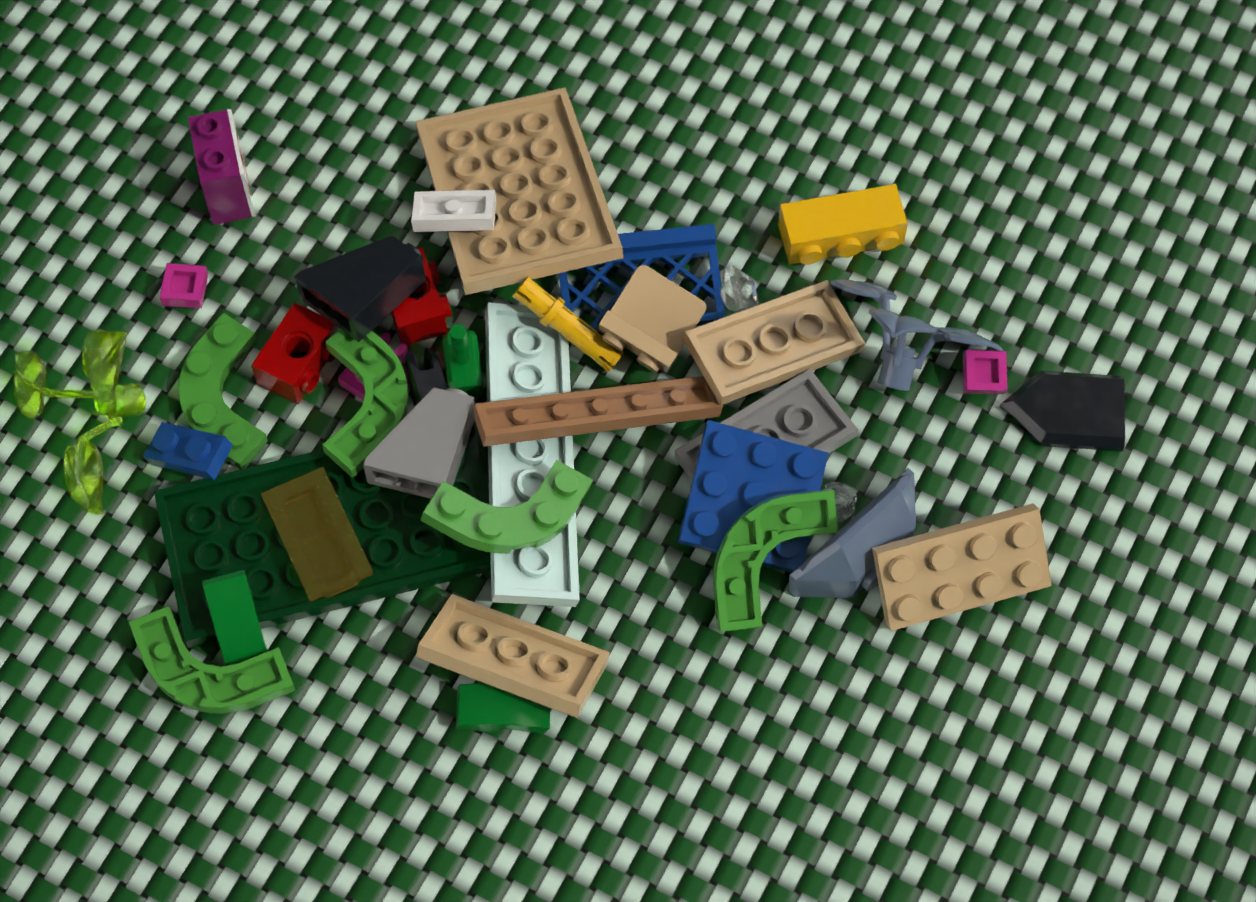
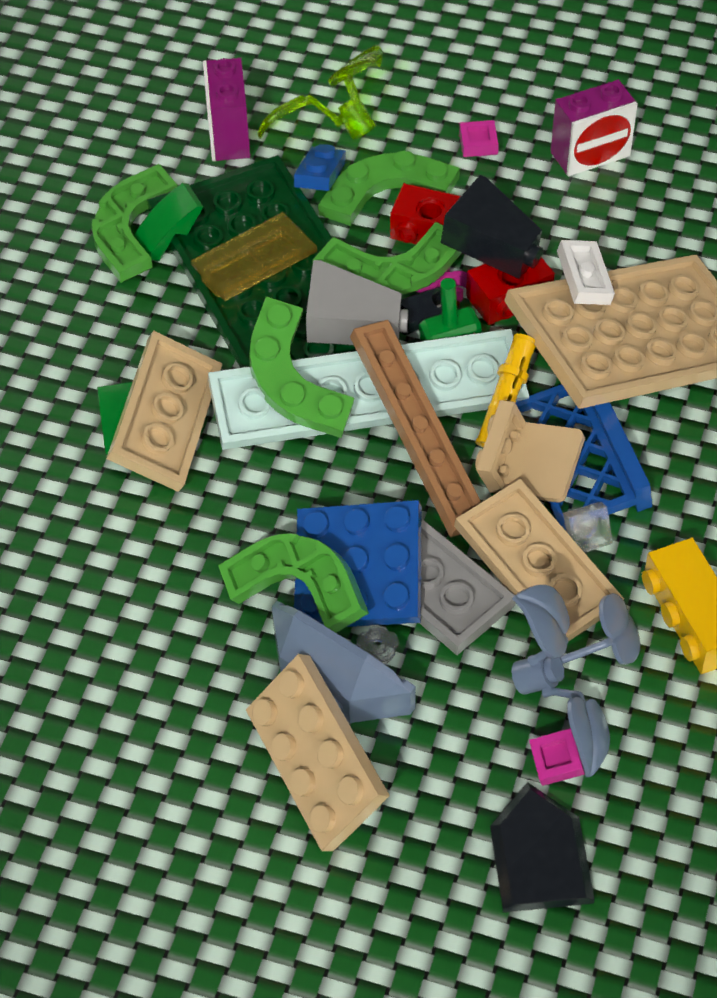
camera: 80 degrees right, 10 degrees down
(74, 530) = (226, 109): none -> magenta piece

